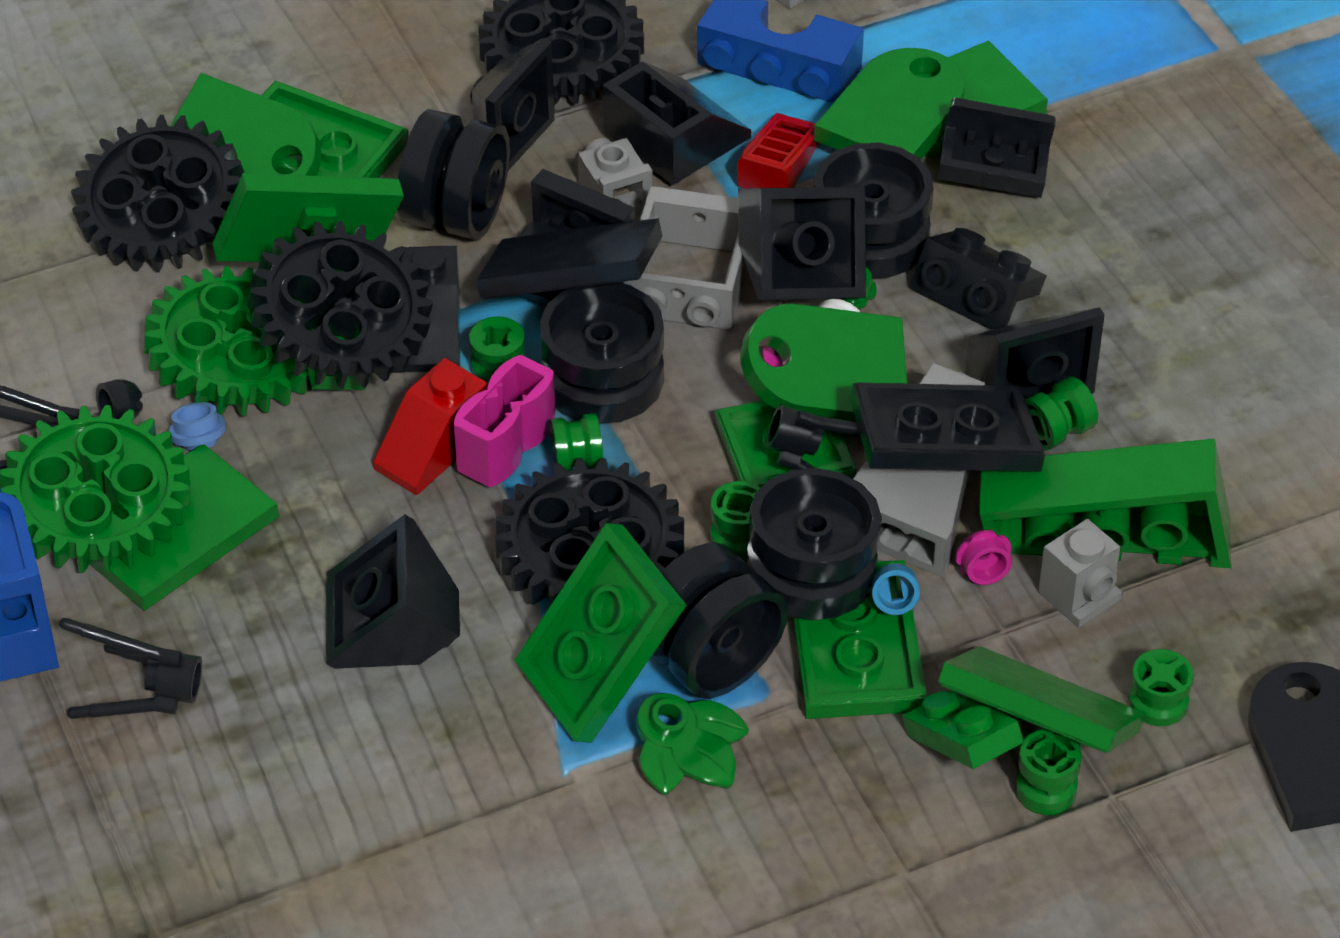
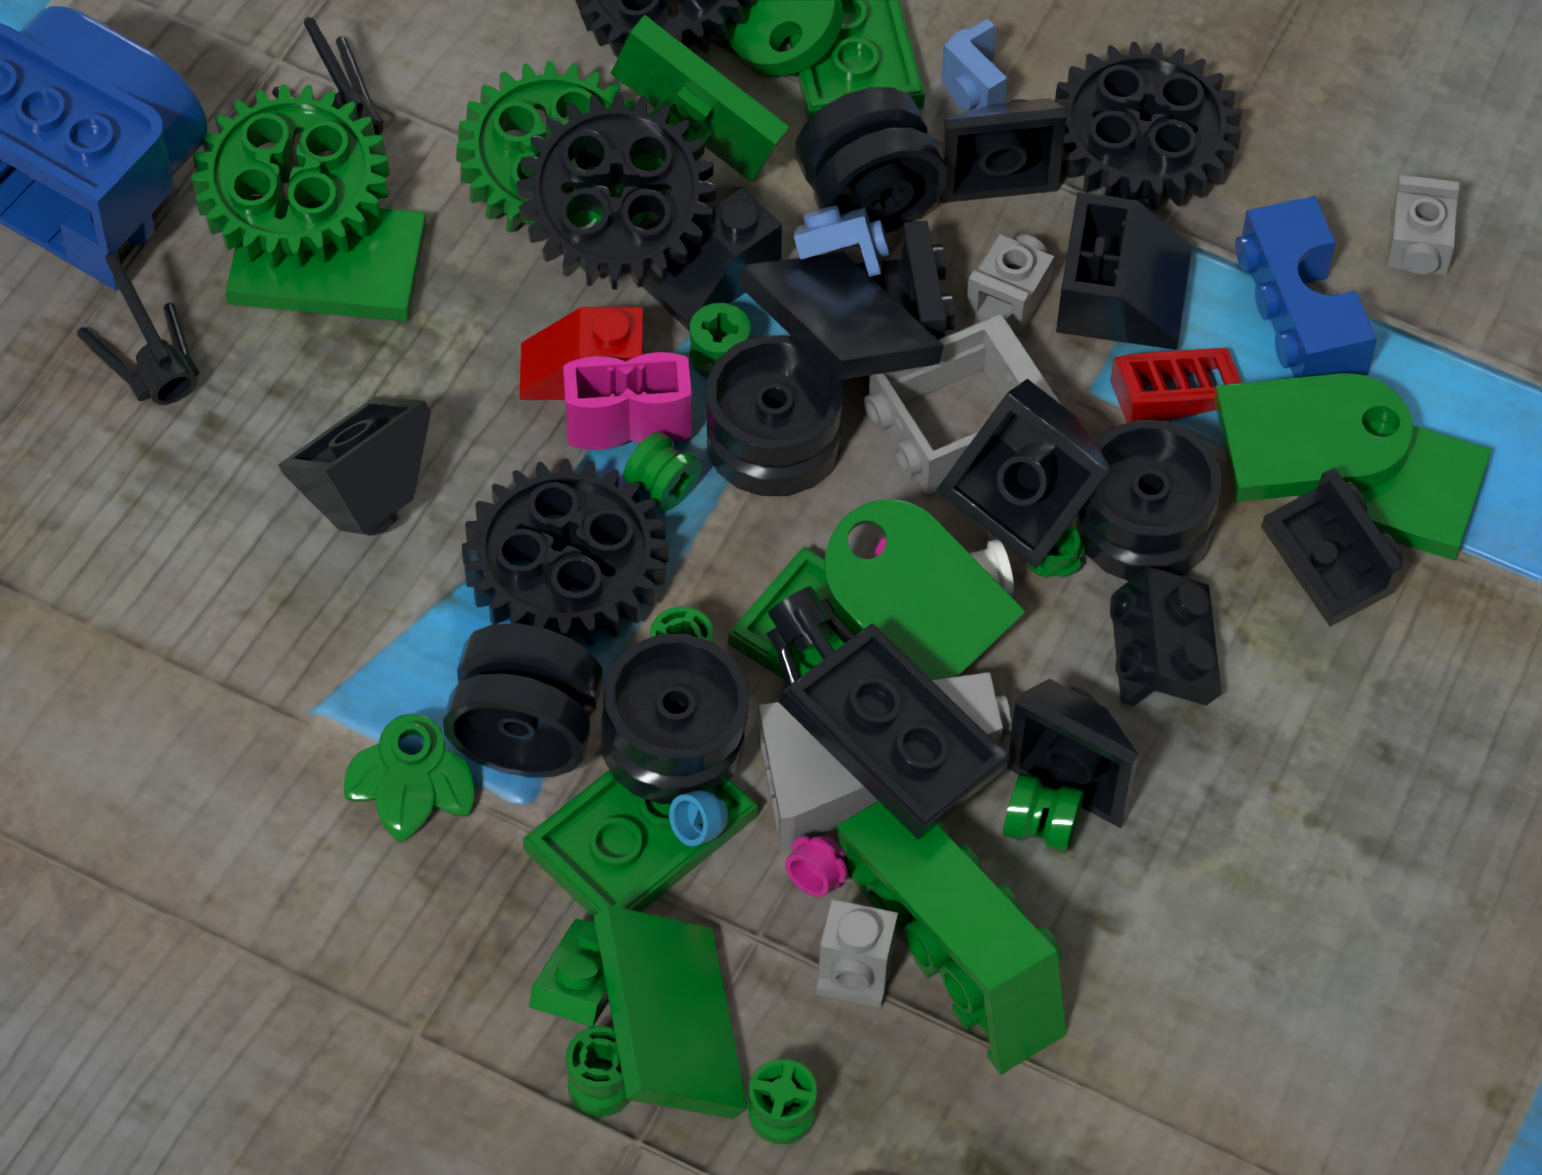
camera: 50 degrees right, 10 degrees up
(120, 396) = (419, 125): black hinge -> none
(197, 425) = (439, 194): medium blue plate -> none
(422, 90) = (970, 70): none -> medium blue bracket
(494, 221) = (830, 230): none -> medium blue bracket
(599, 632) = (429, 628): green plate -> none

